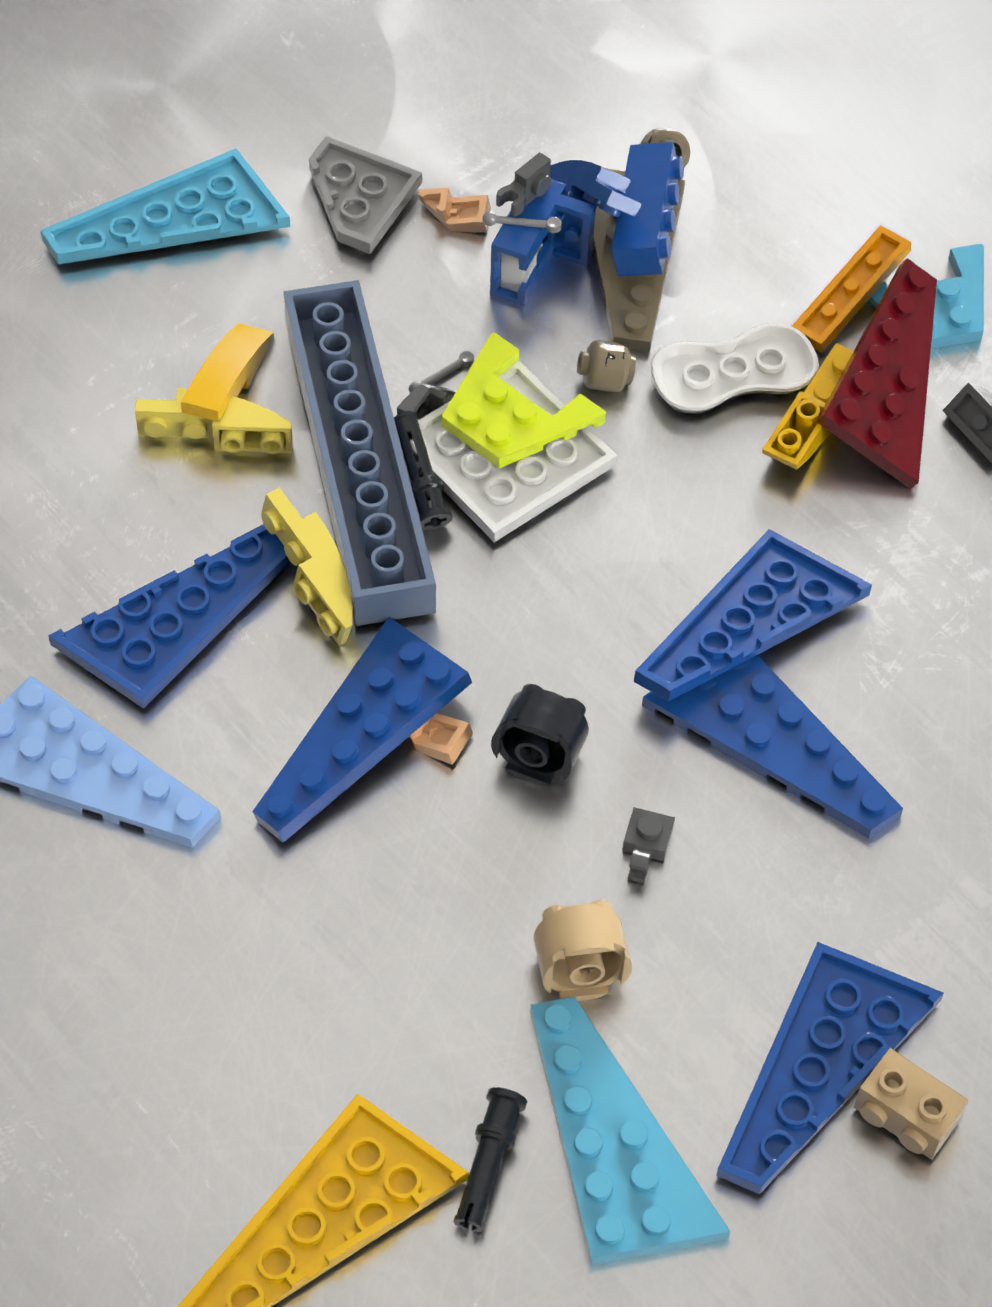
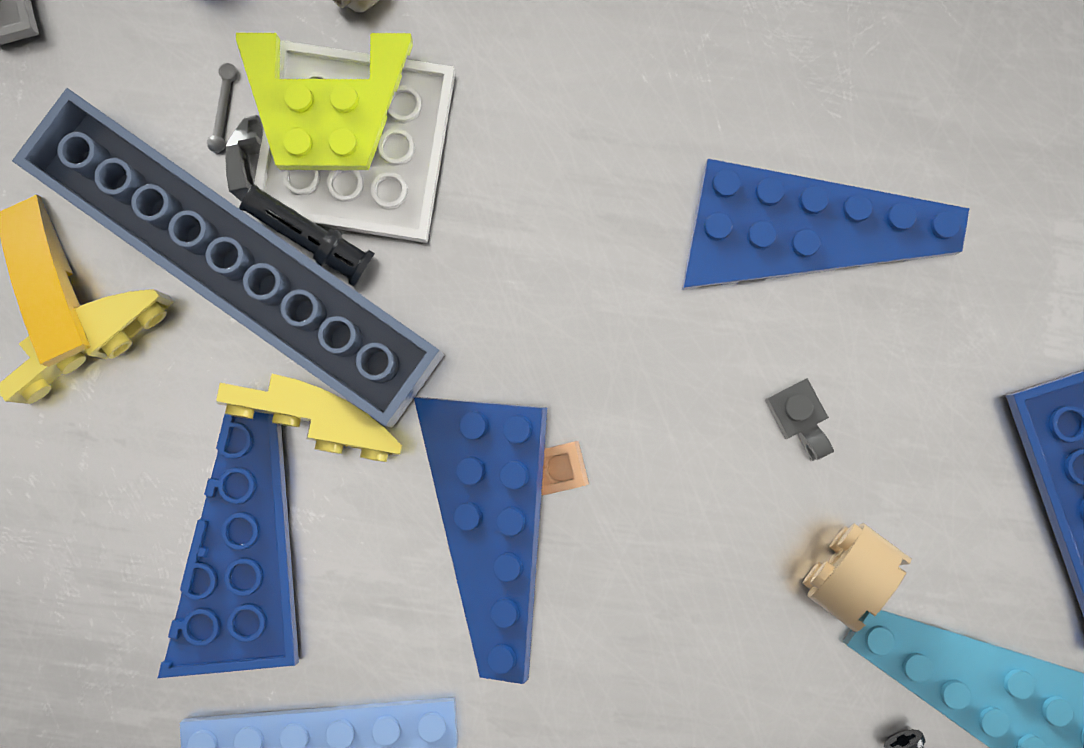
camera: 40 degrees left, 30 degrees up
(540, 735) = (648, 407): black brick -> none
(755, 606) = (703, 113): blue wing -> none

